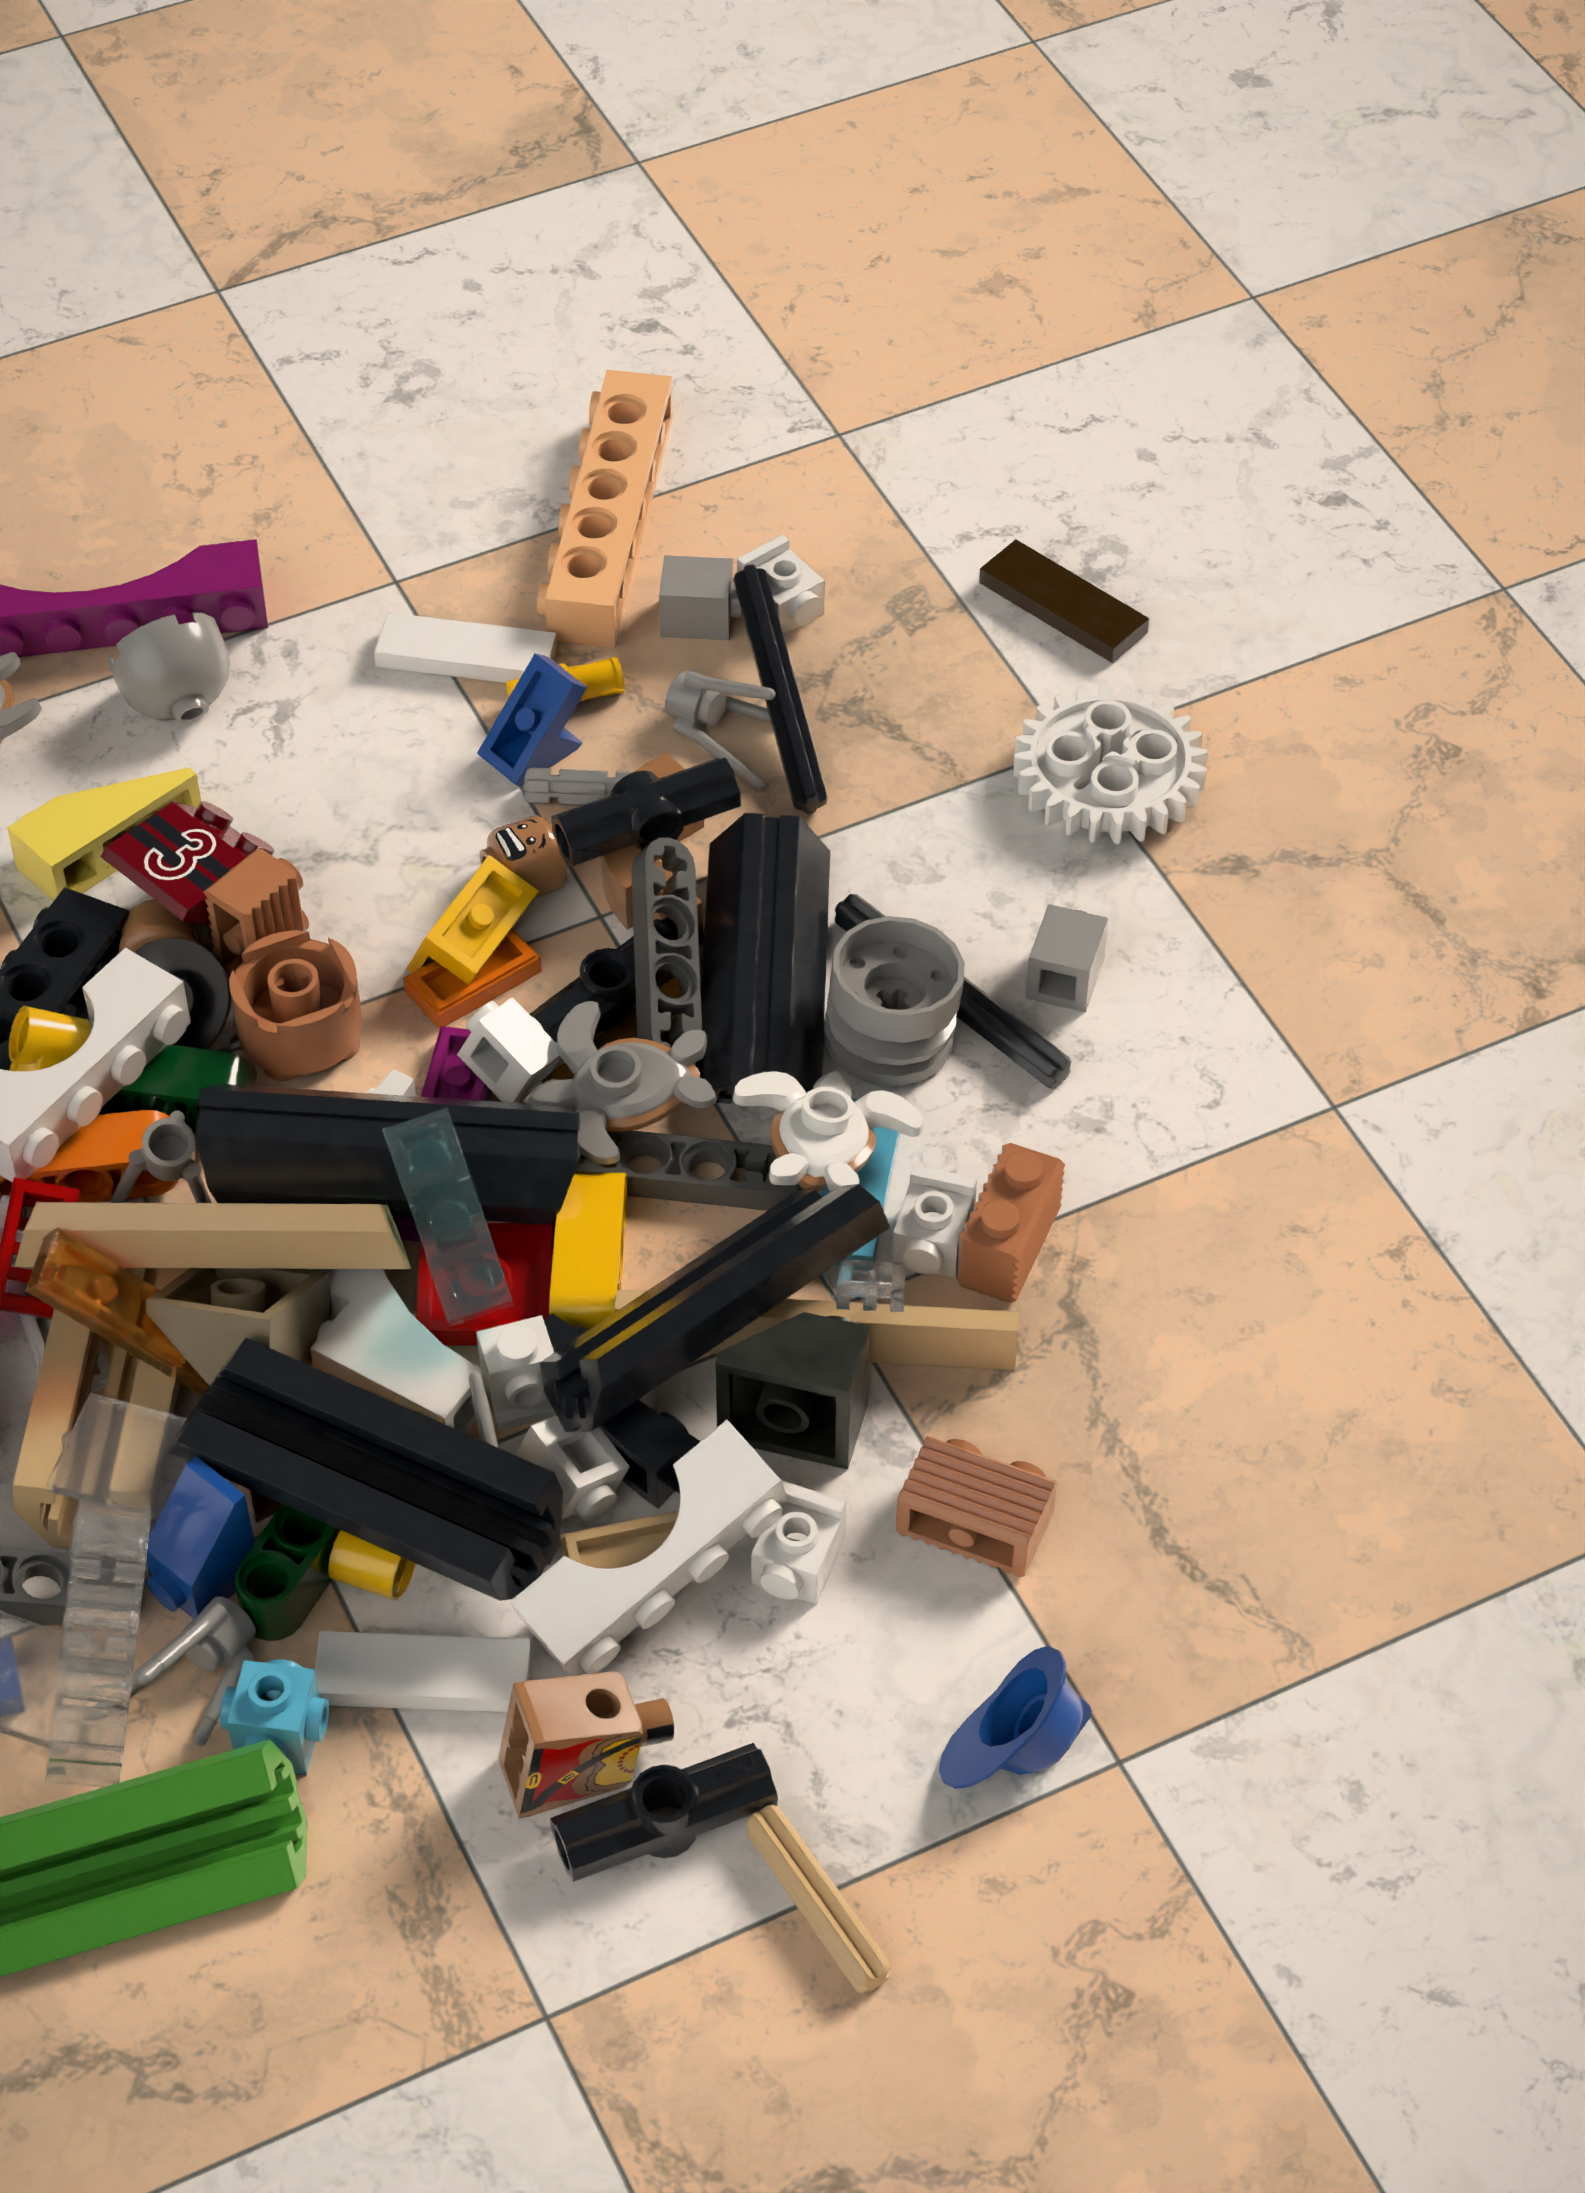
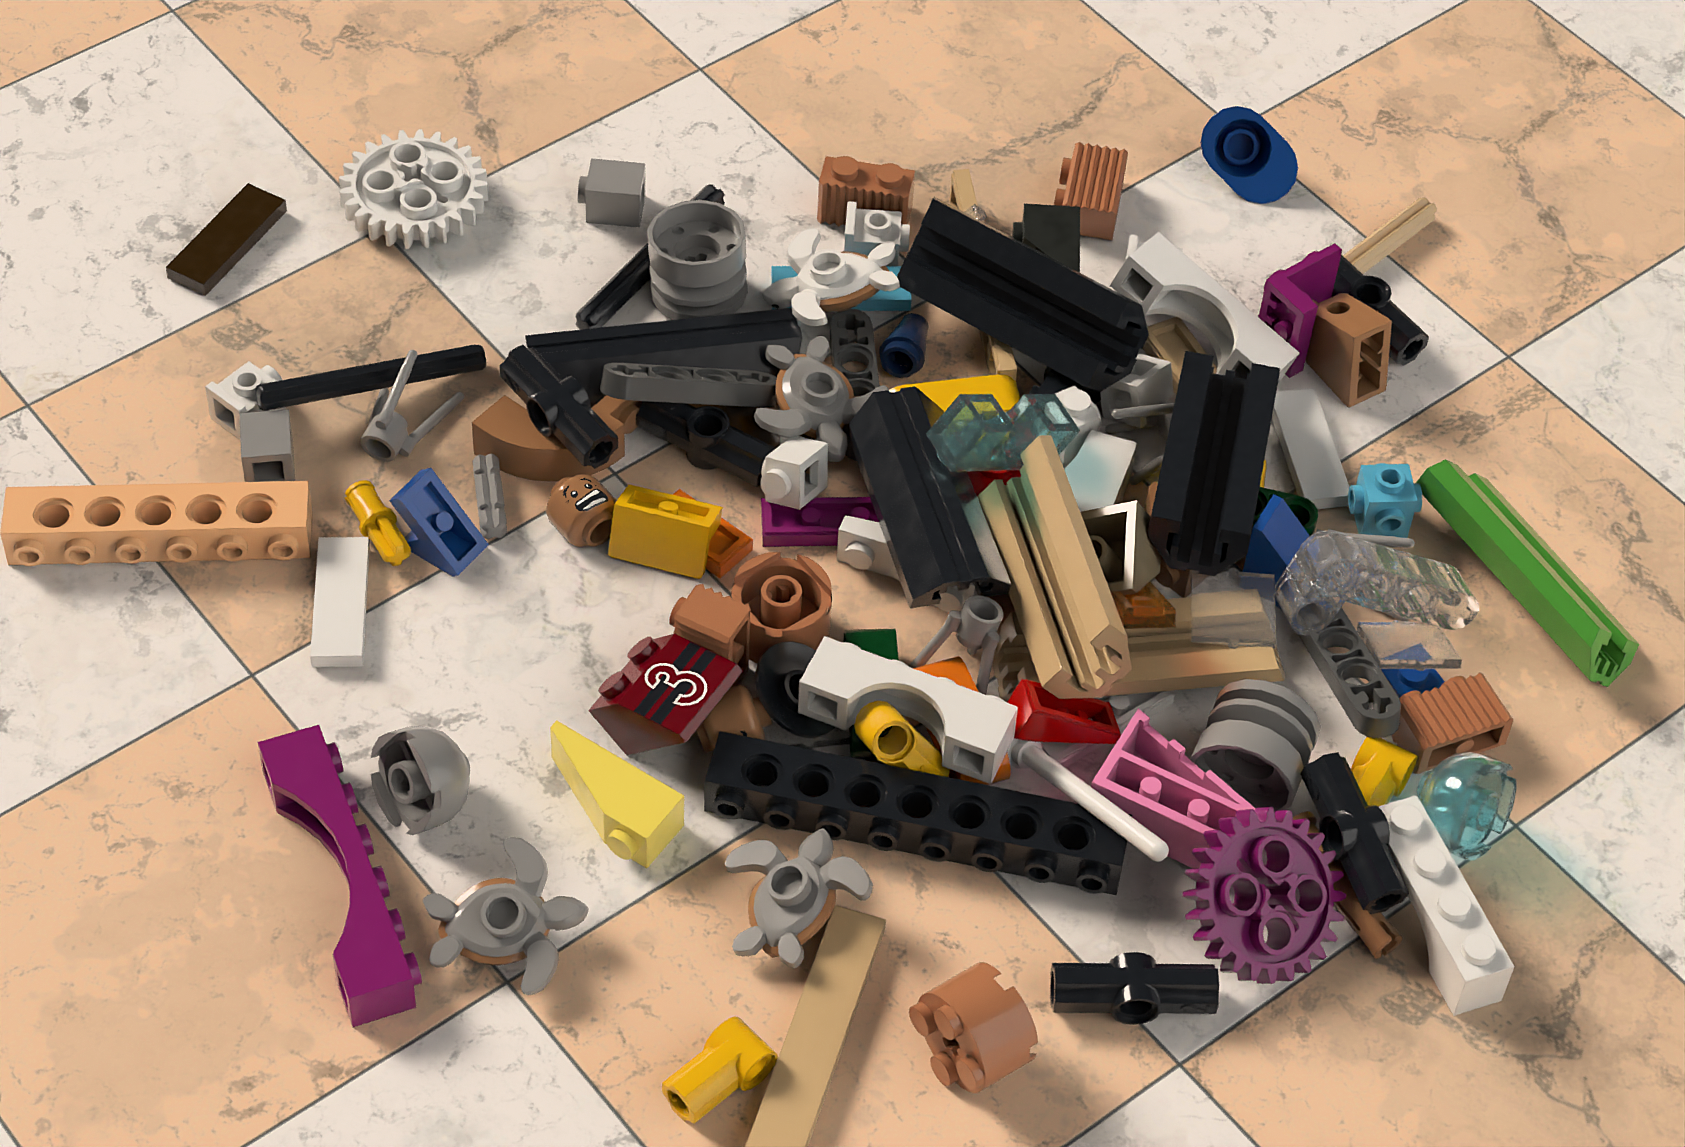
camera: 105 degrees left, 0 degrees up
(650, 1657) = (1289, 299): none -> magenta bracket
(711, 1216) = (905, 347): none -> dark blue cone

